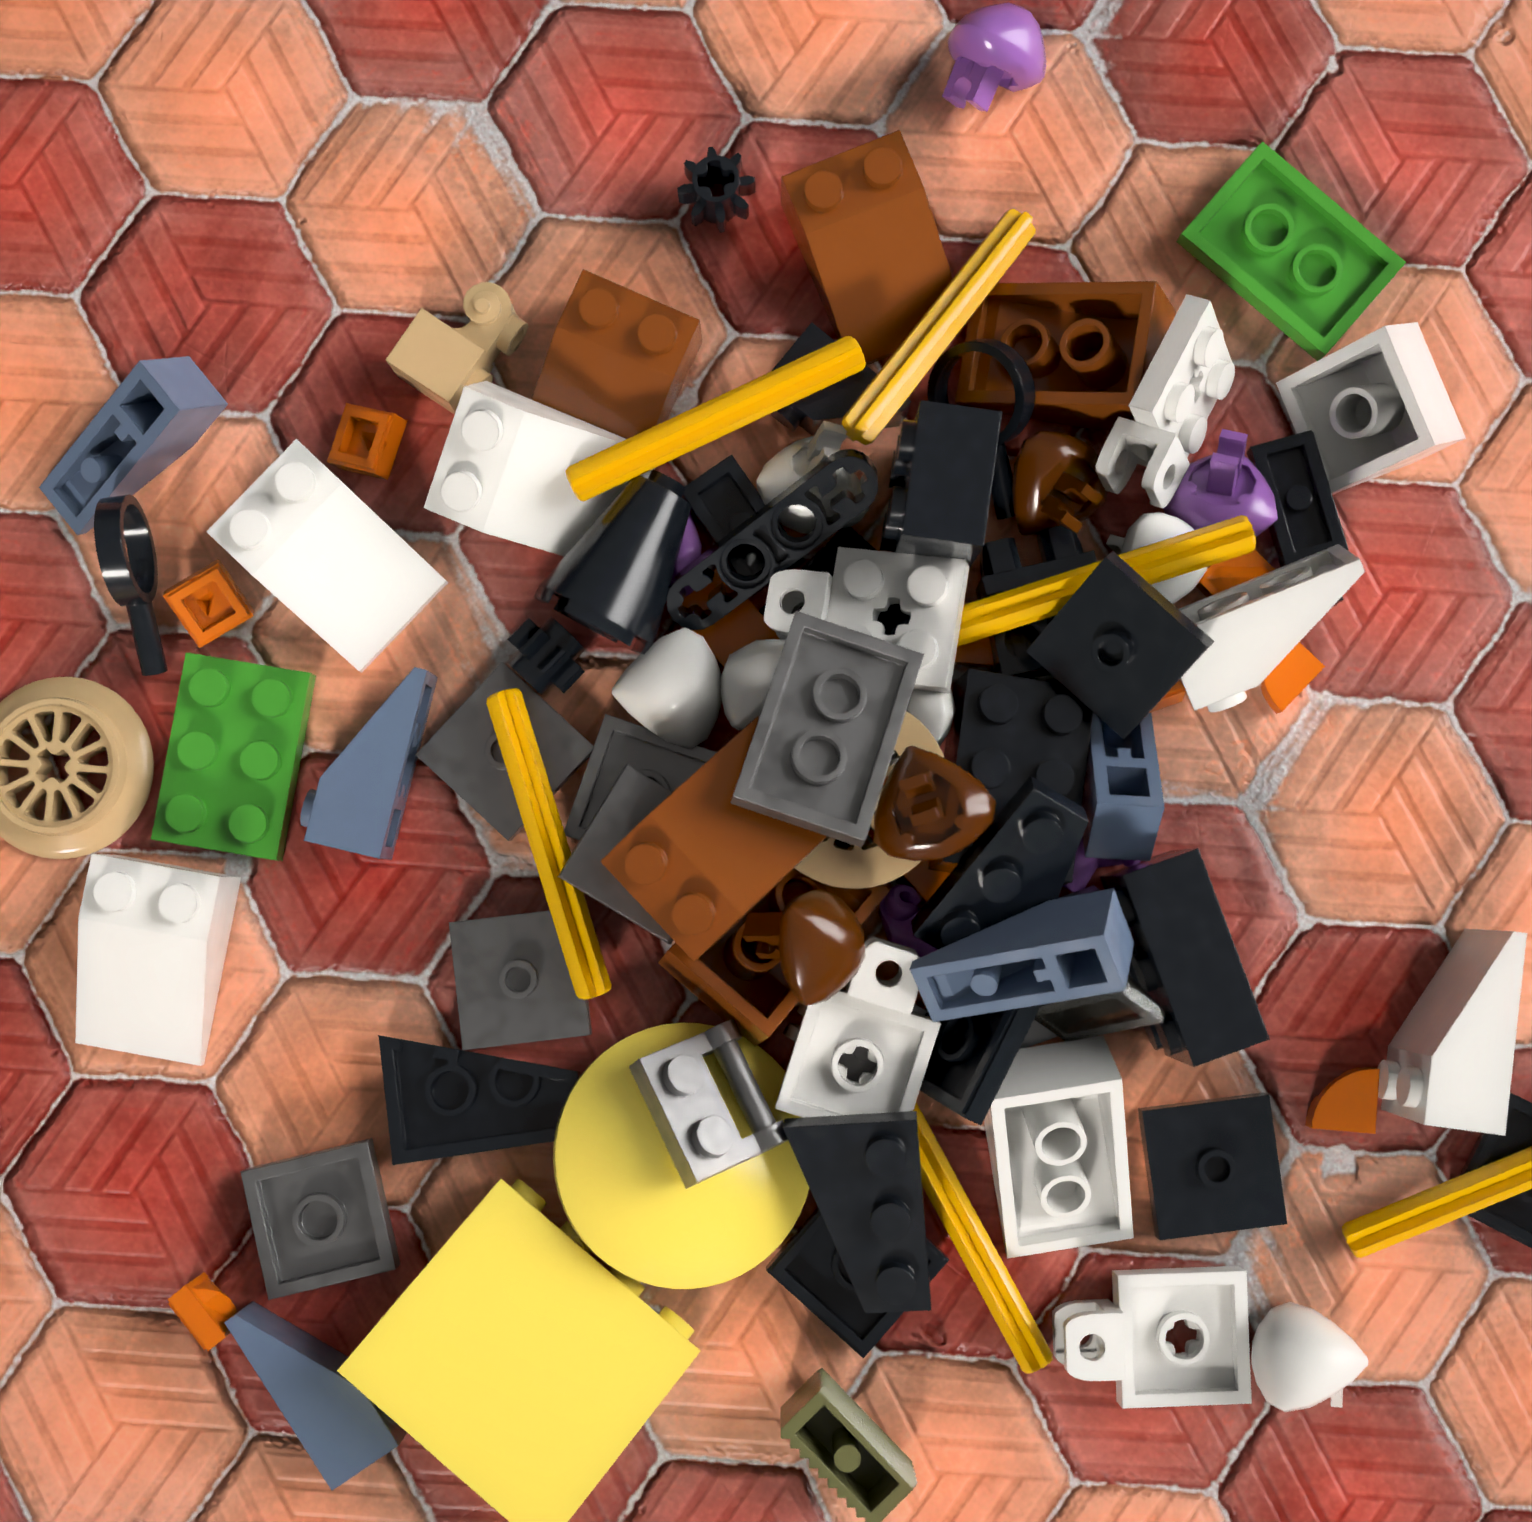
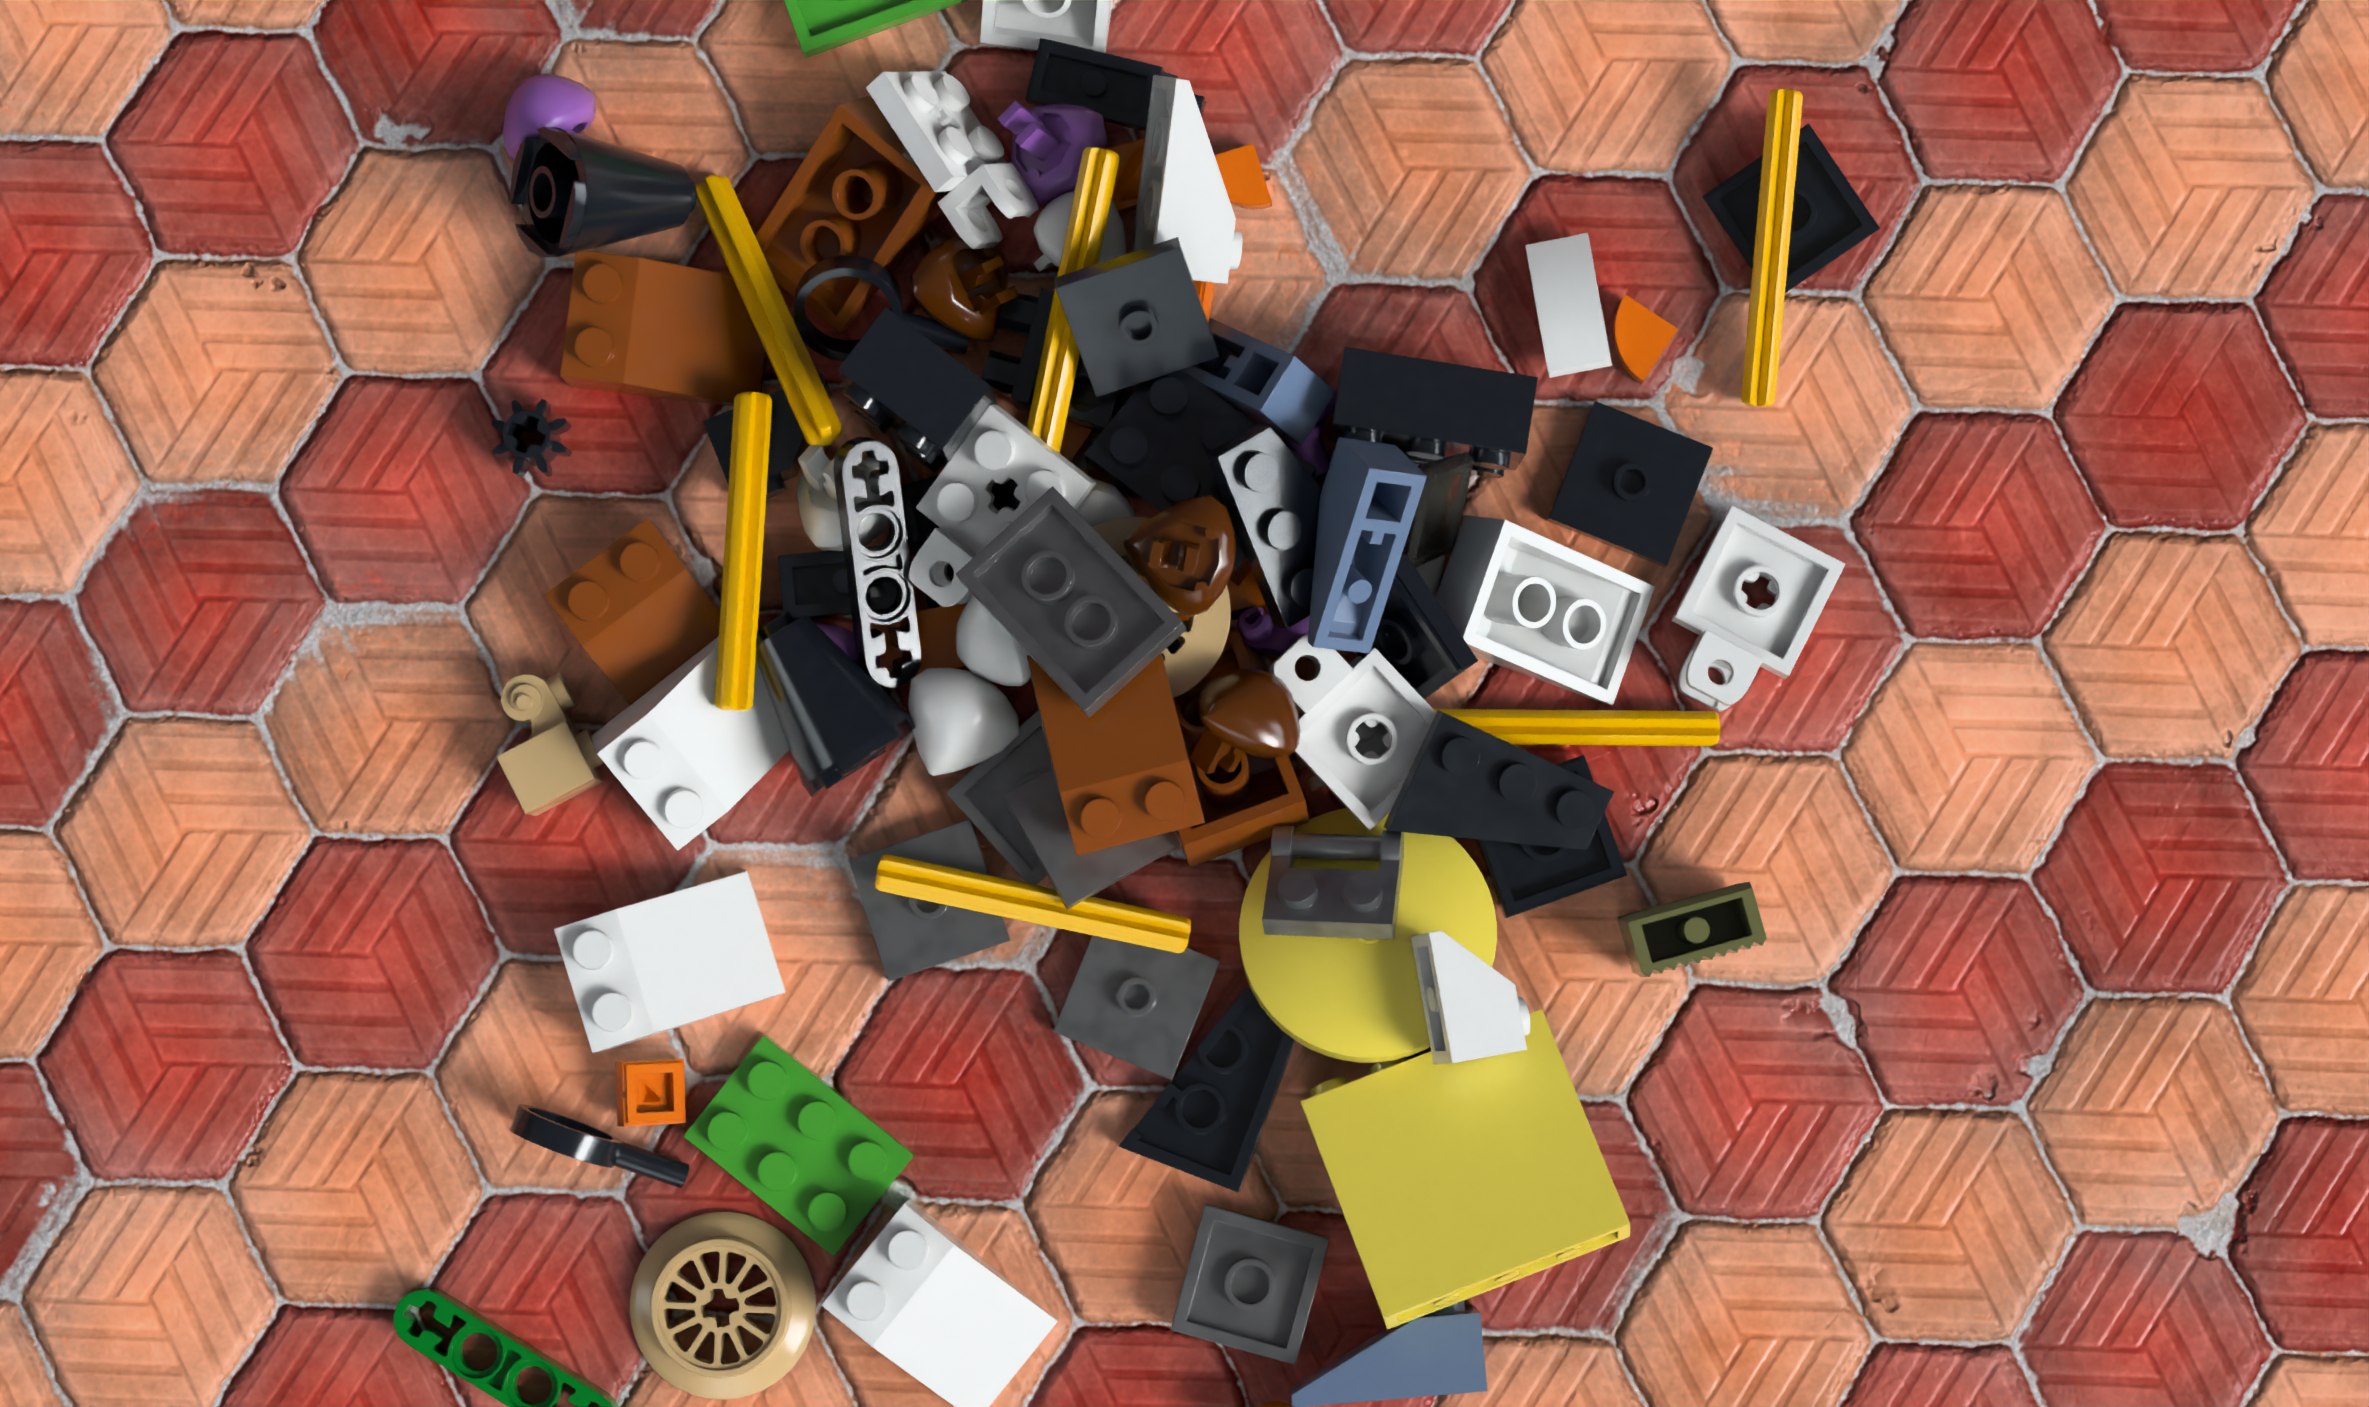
camera: 60 degrees left, 0 degrees up
(133, 437) = (466, 1082): sand blue slope -> none
(367, 441) = (583, 873): orange tile -> none
(368, 784) = (892, 1037): sand blue slope -> none
(546, 655) = (865, 816): black gear -> none
(663, 1288) = (1466, 1002): none -> white slope
(959, 118) = (593, 193): none -> black cone
(1303, 1358) = (1829, 498): white piece -> none
(1341, 1024) = (1568, 305): none -> white slope
(1459, 1041) = (1638, 221): white slope -> none

